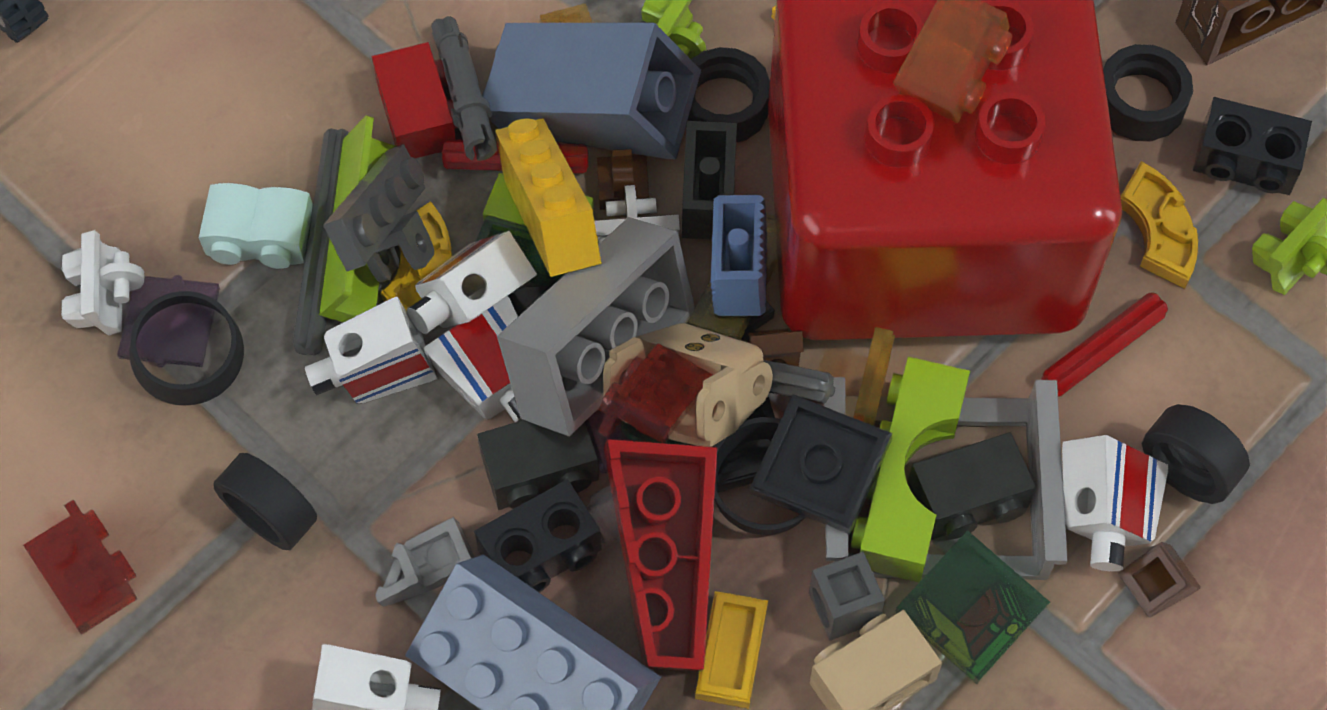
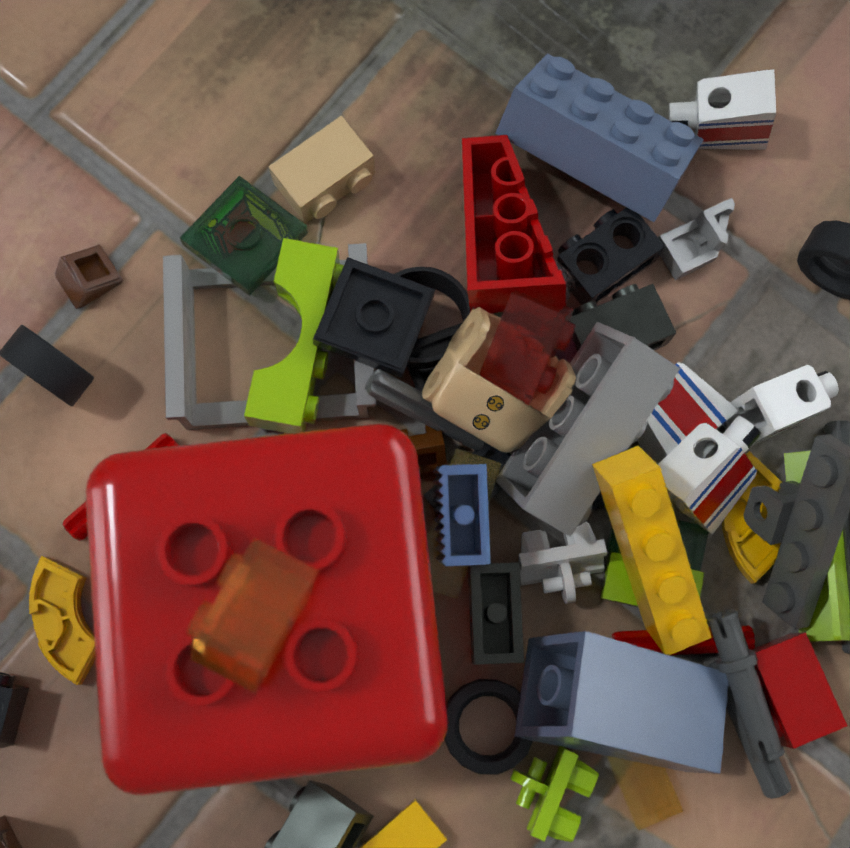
camera: 175 degrees right, 15 degrees up
(620, 171) = (576, 616): reddish brown tile -> none
(732, 649) = (438, 191): yellow tile -> none
(845, 595) = (348, 218): dark grey brick -> none
(874, 376) = (334, 396): clear yellow tile -> none
(973, 485) = (243, 333): pearl dark grey brick -> none
(1111, 496) = (122, 321): white torso -> none
(1157, 64) = (30, 768): black tyre -> none

